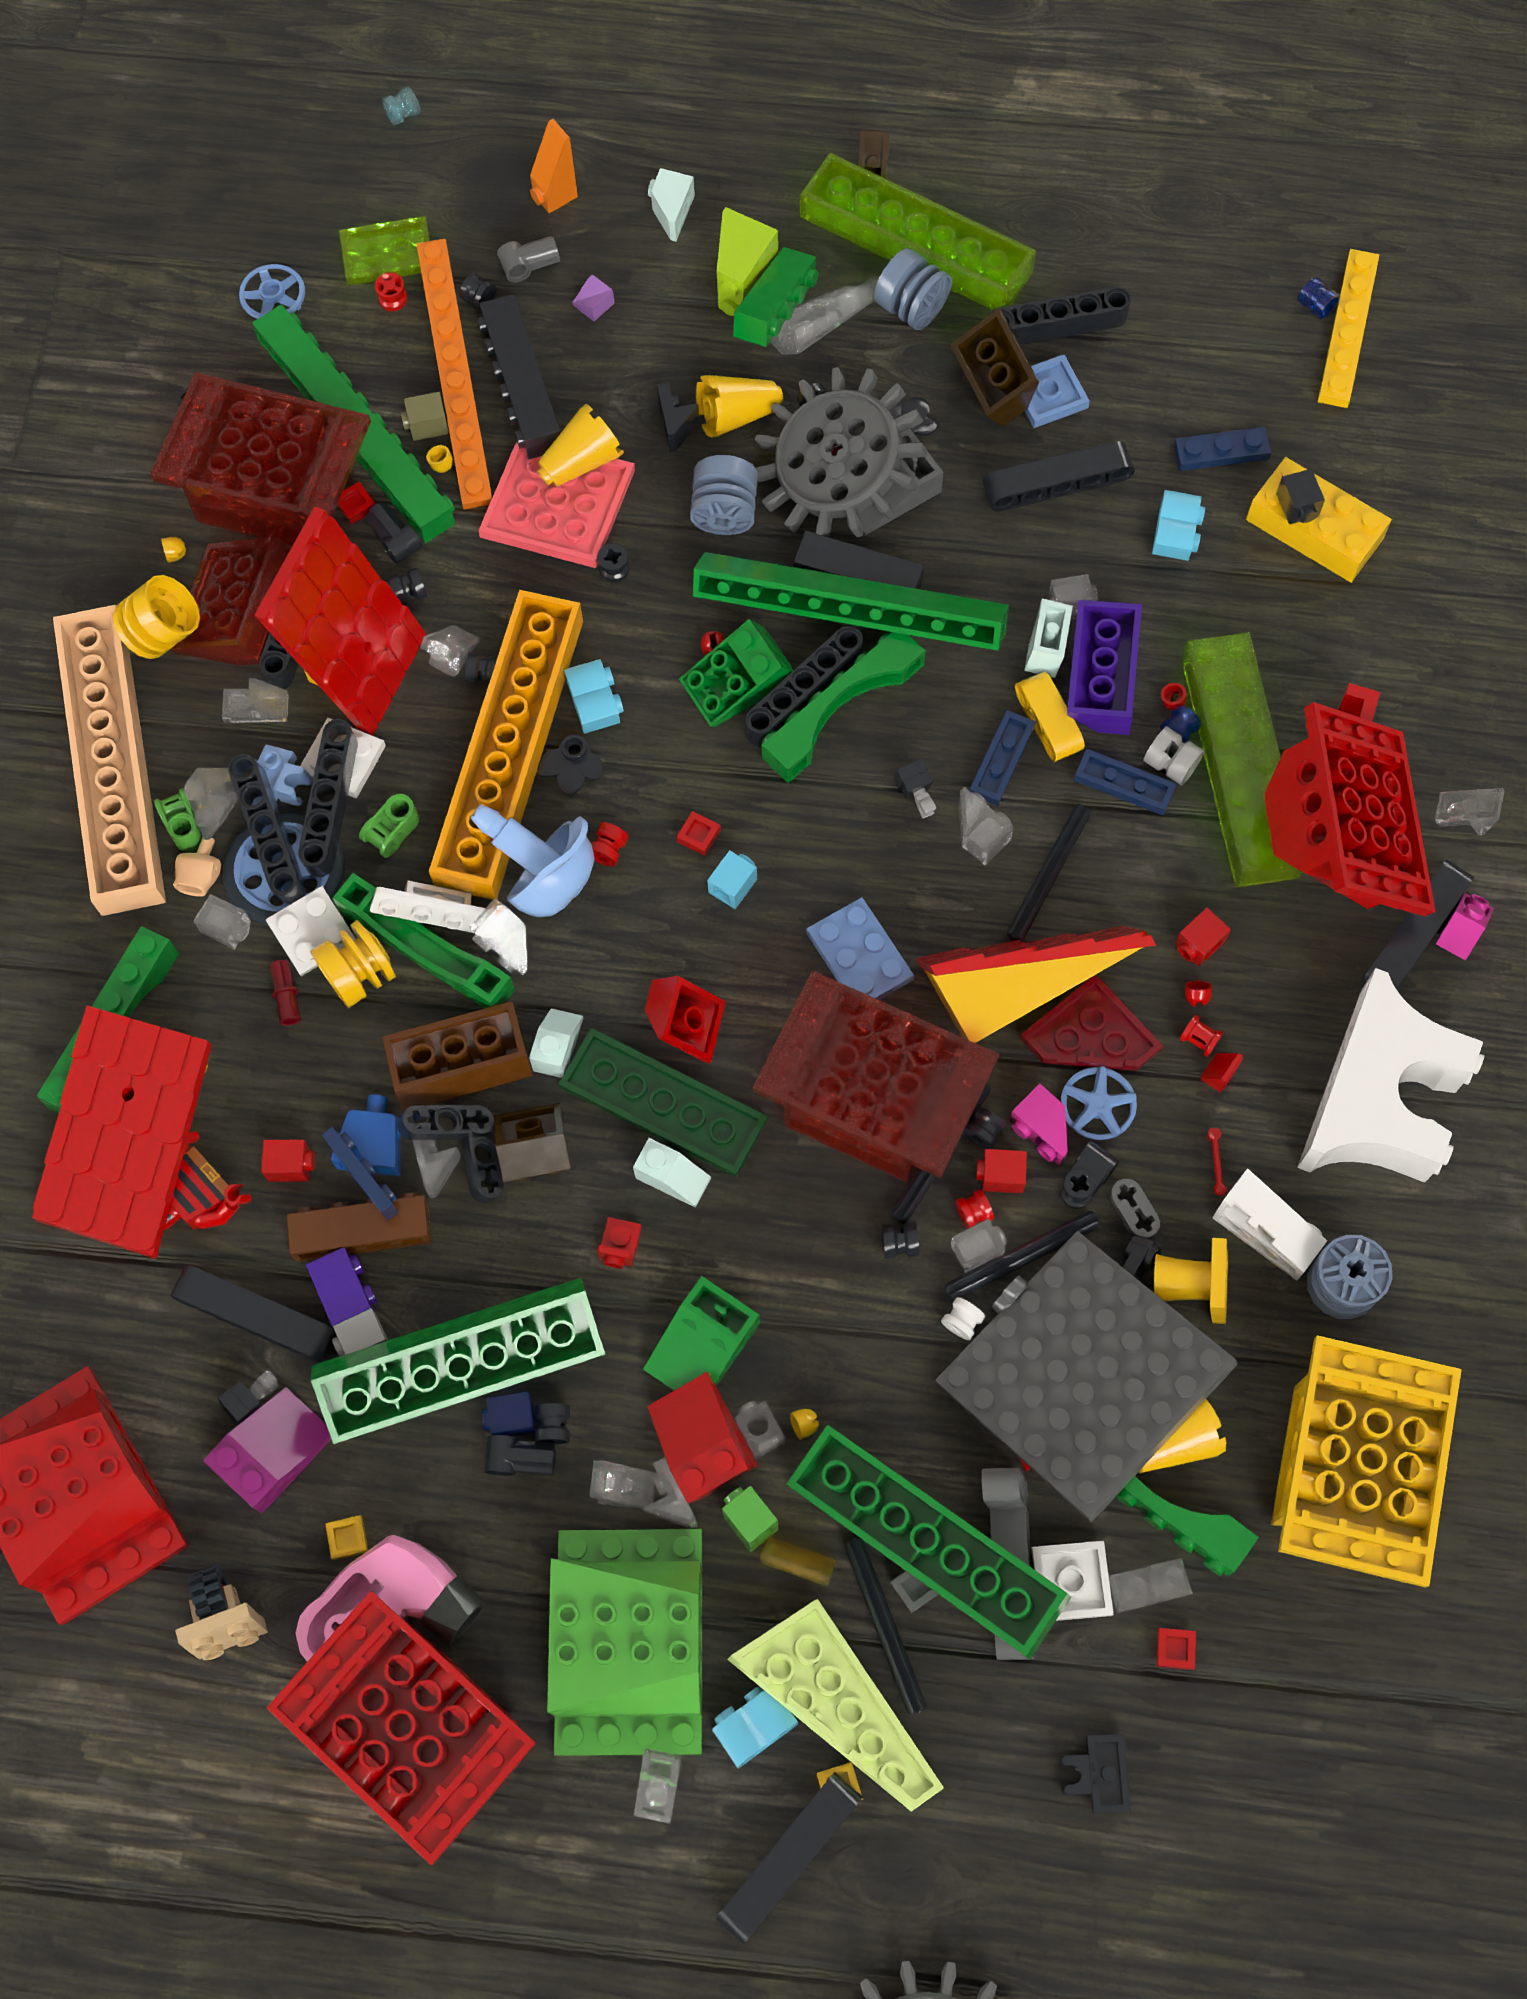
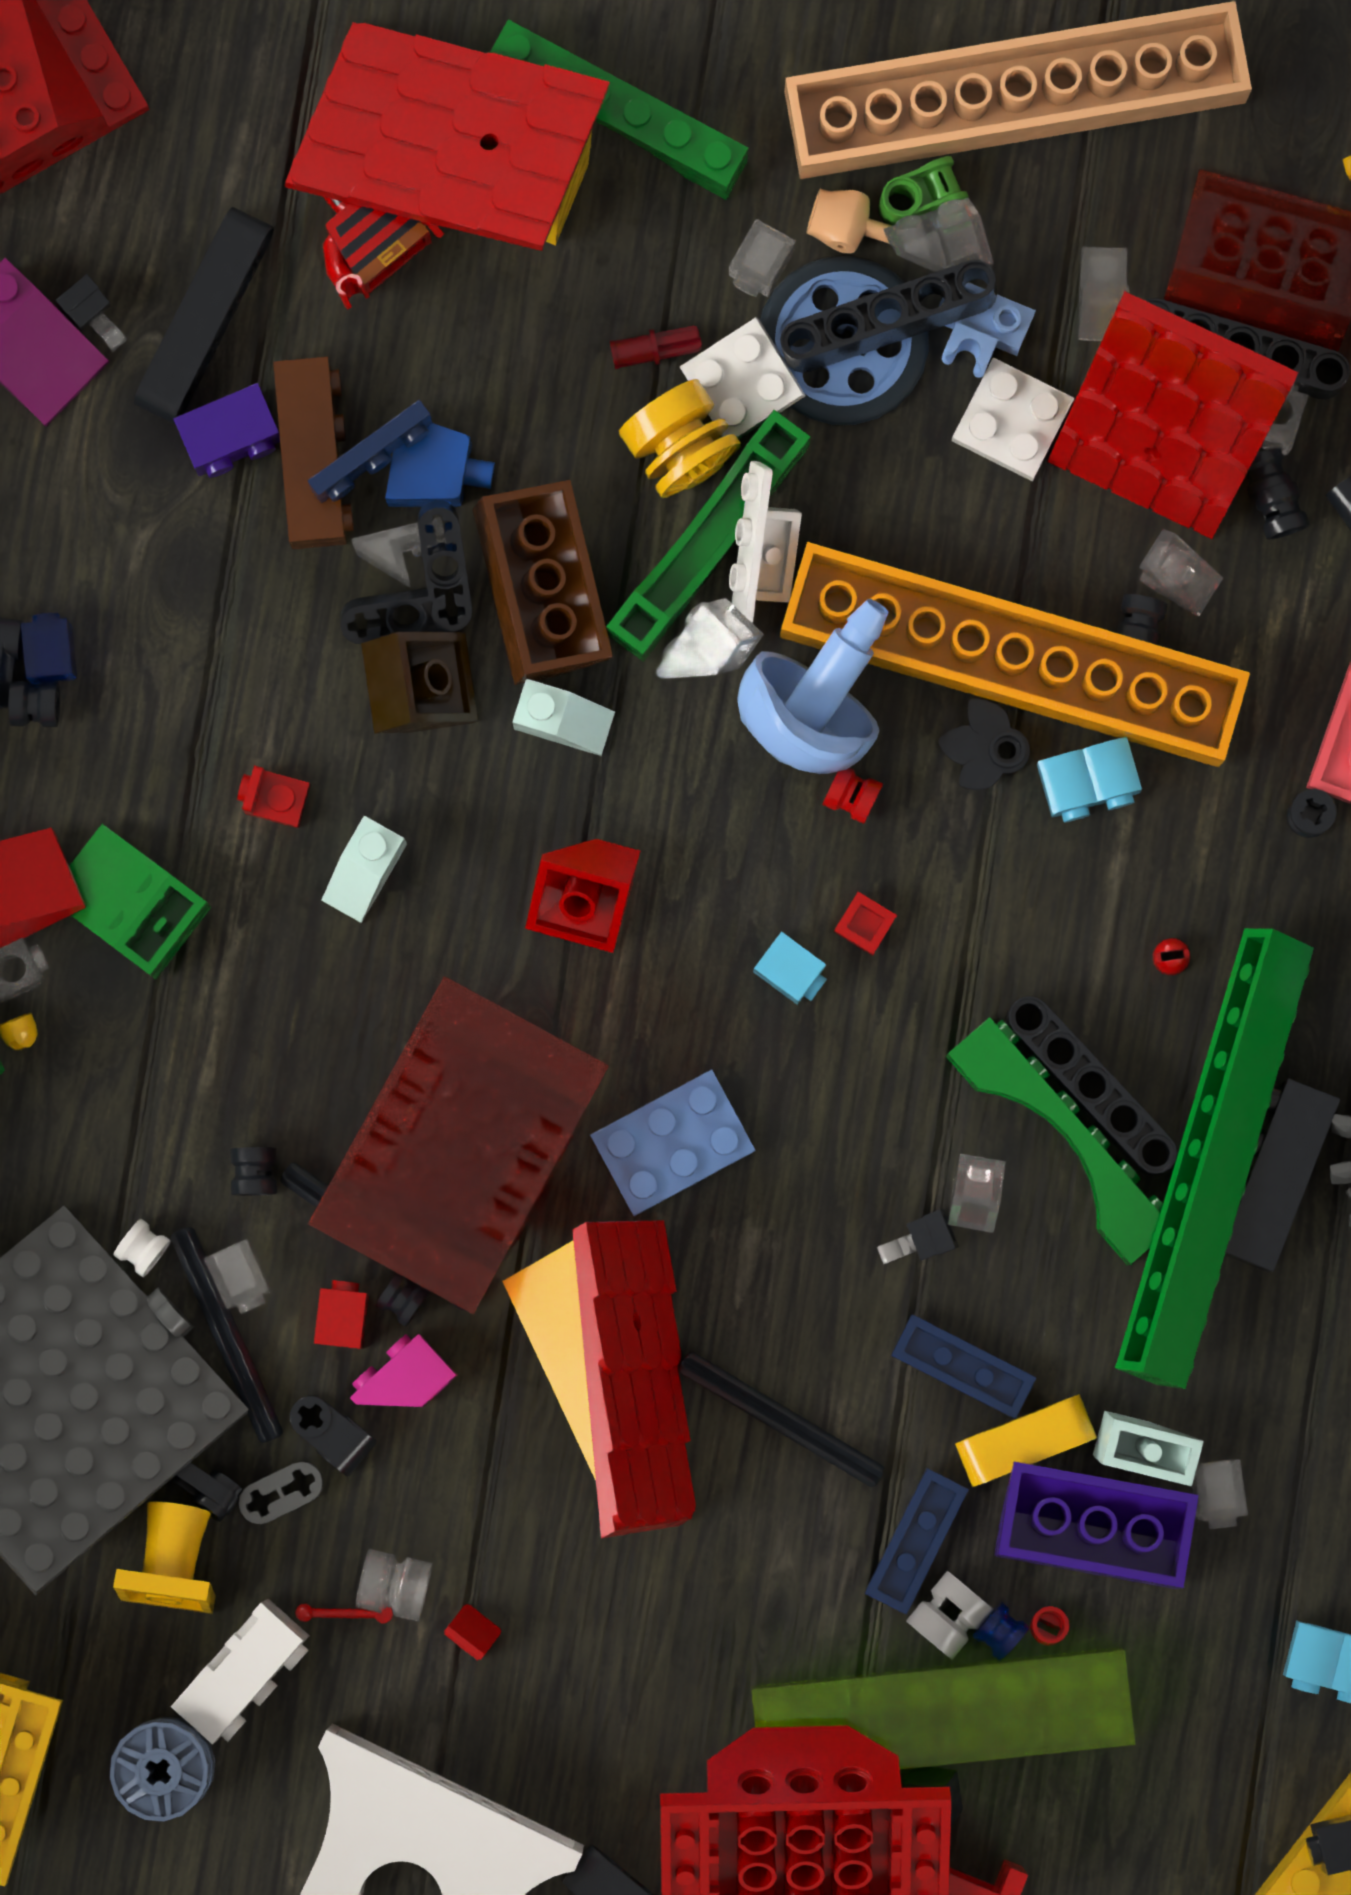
camera: 90 degrees right, 15 degrees up
(156, 617) = (1230, 148): yellow wheel -> none
(287, 1160) = (409, 355): red brick -> none
(333, 810) = (916, 385): black beam -> none
(358, 1333) = (163, 455): light grey brick -> none
(388, 831) = (894, 487): bright green piece -> none
(456, 1360) = (117, 582): green brick -> none
(663, 1102) = (467, 860): dark green plate -> none
(736, 673) = (1116, 990): green slope -> none
(883, 750) = (976, 1193): none -> clear brick
(974, 1209) = (289, 1274): red wheel -> none
(981, 828) = (851, 1325): clear slope -> none
(1092, 1031) = (532, 1460): dark red plate -> none
(1099, 1103) = (435, 1458): medium blue wheel -> none
(1195, 1118) = (393, 1585): none -> clear wheel
(1198, 992) = (598, 1612): red hinge -> none
(1201, 1035) = (522, 1609): red bush -> none
(1202, 937) = (666, 1625): red brick -> none

